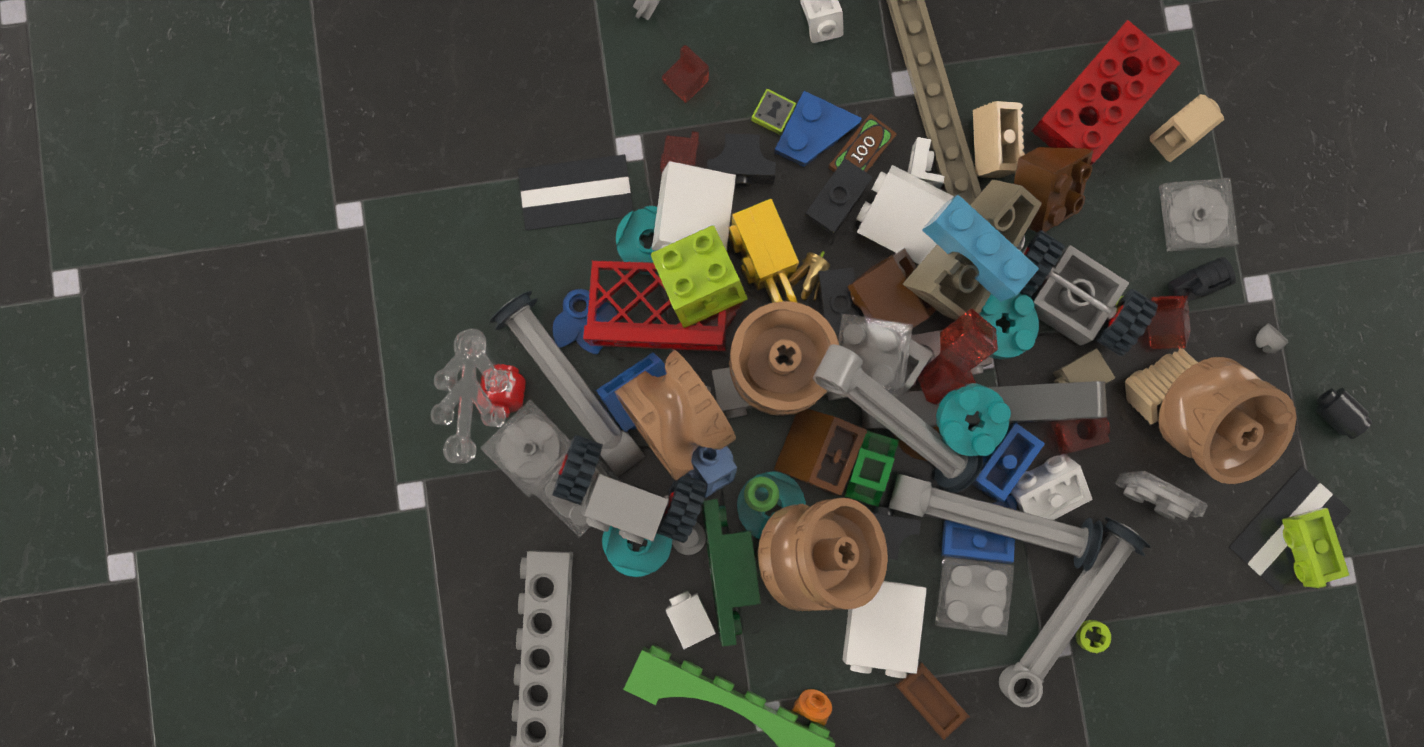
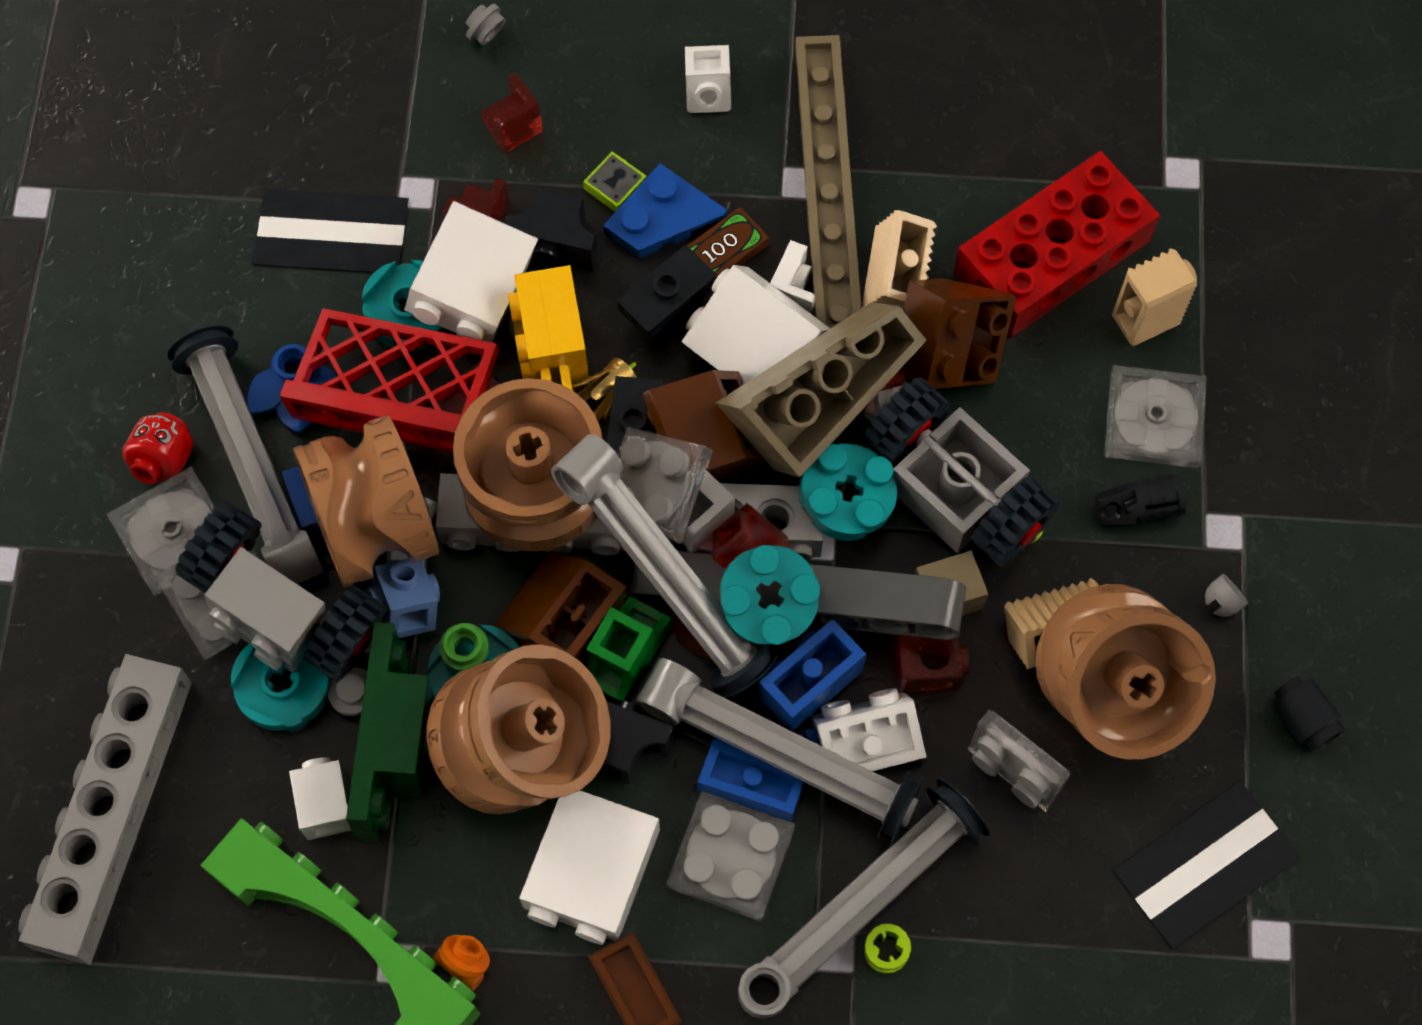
camera: 15 degrees right, 15 degrees down
(469, 355) = (129, 386): clear plant -> none
(698, 276) = (448, 345): lime bracket -> none
(963, 230) = (842, 390): dark azure arch -> none
(968, 341) = (784, 490): clear red brick -> none
(1171, 323) = (1084, 544): clear red panel -> none
(1315, 548) = (1232, 889): lime bracket -> none

